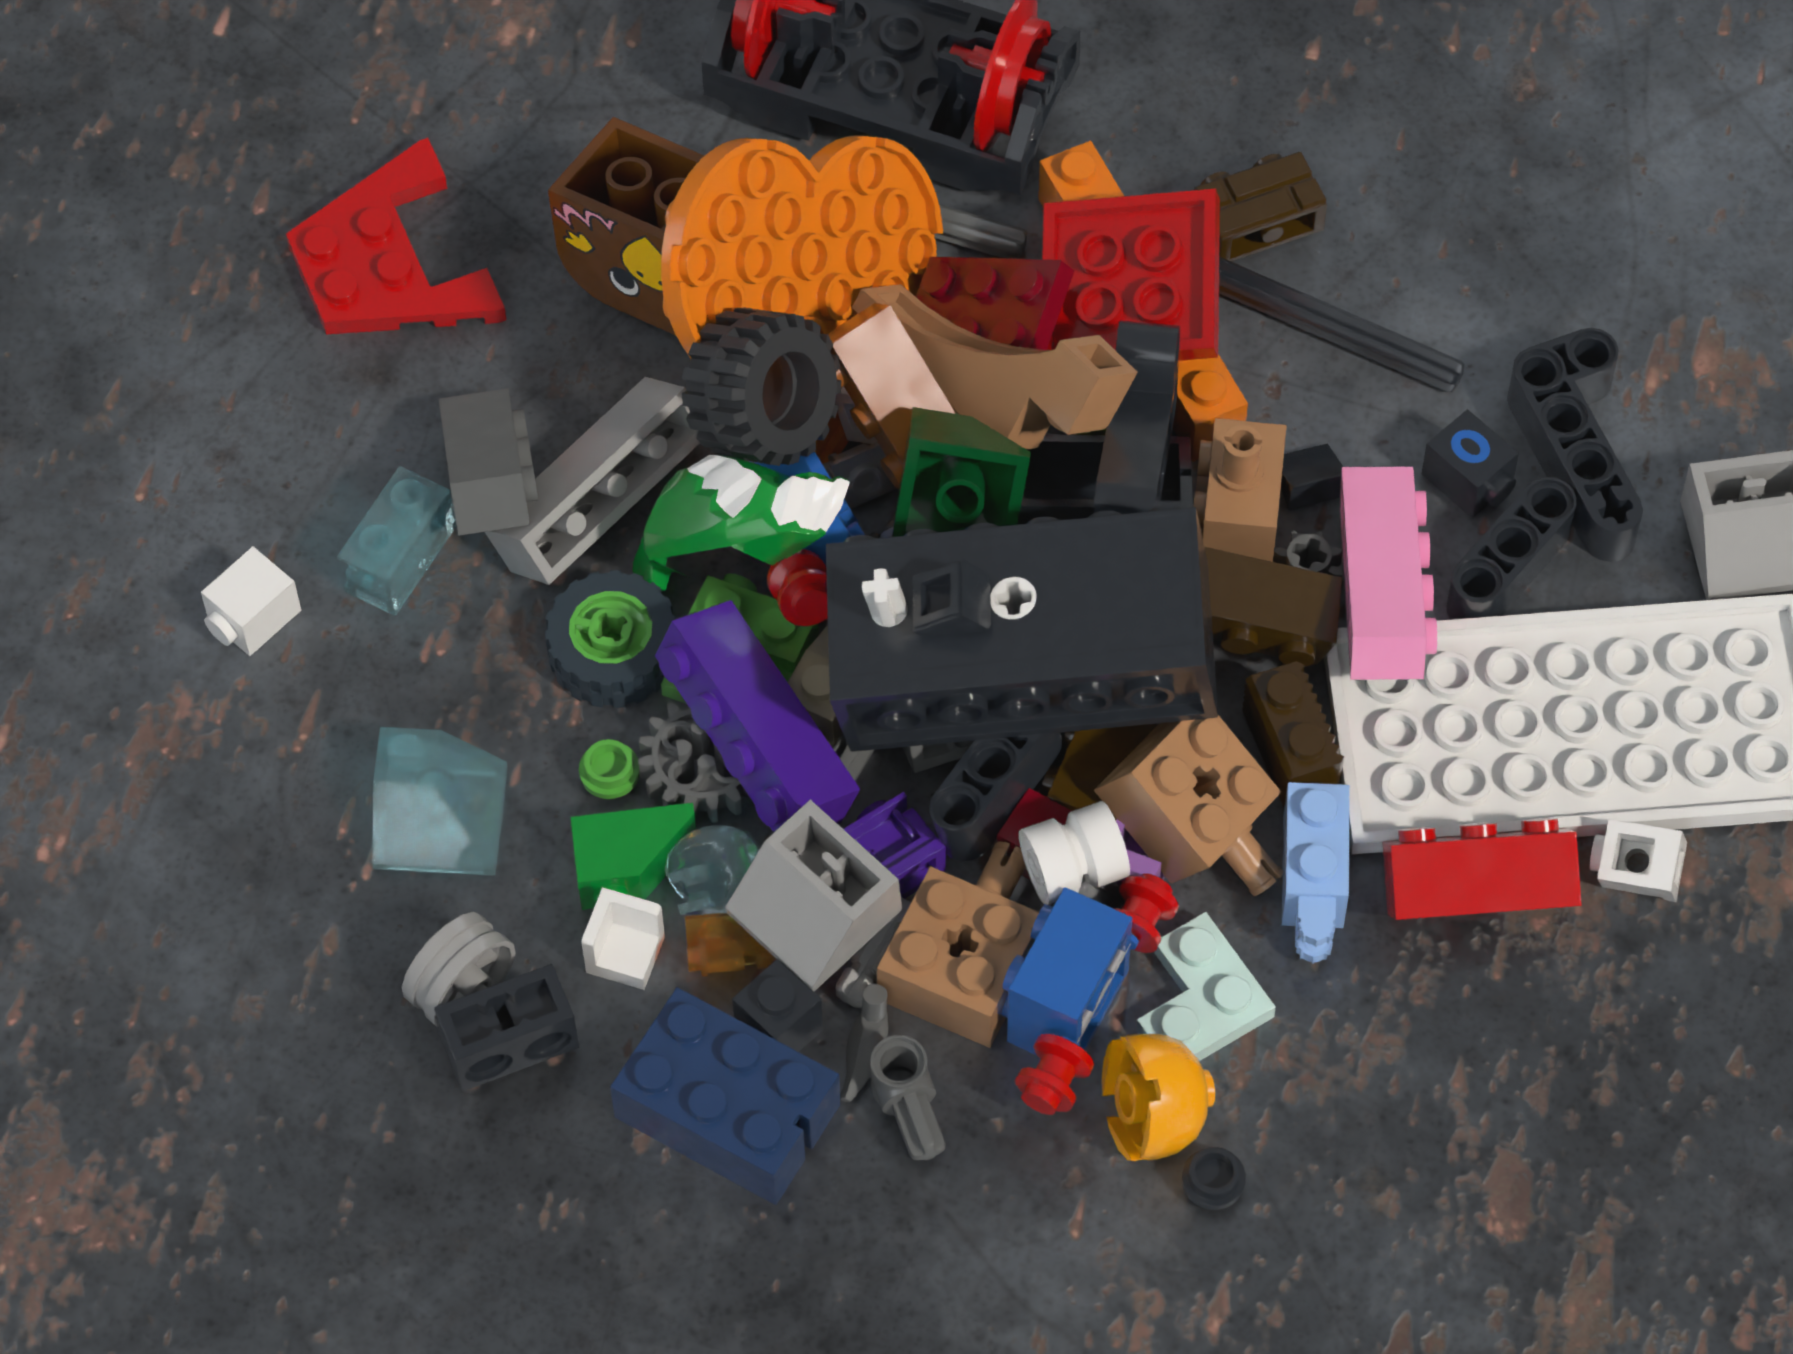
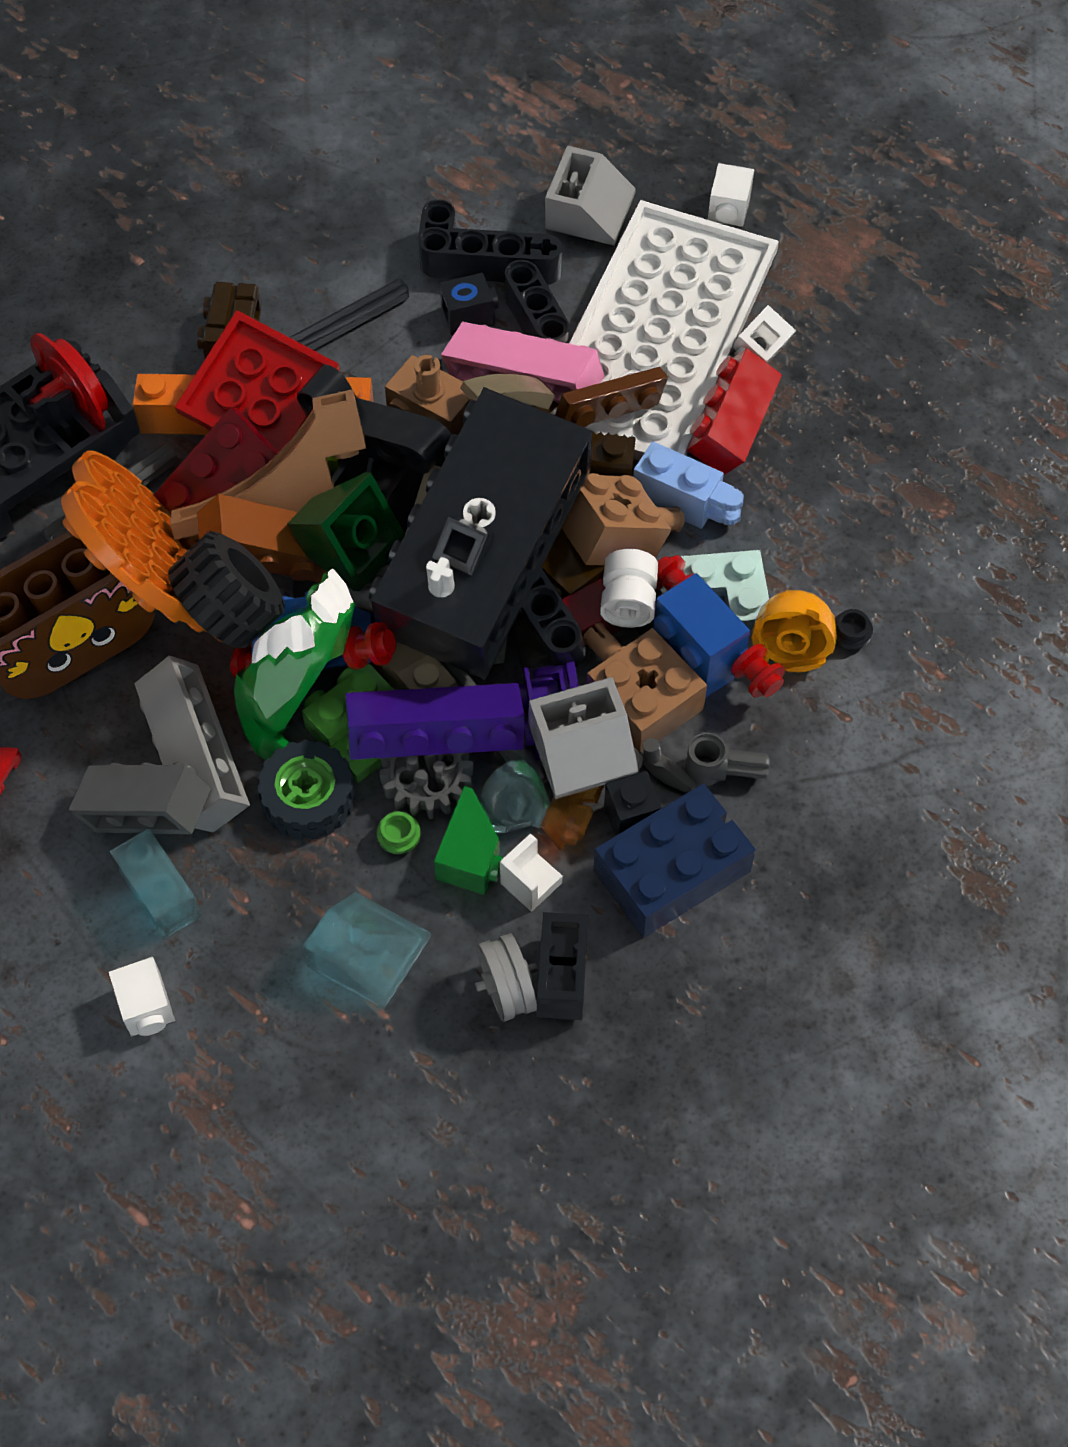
camera: 65 degrees left, 0 degrees up
(1277, 549) = (519, 387): none -> dark tan slope
(1379, 701) = (612, 397): none -> reddish brown plate

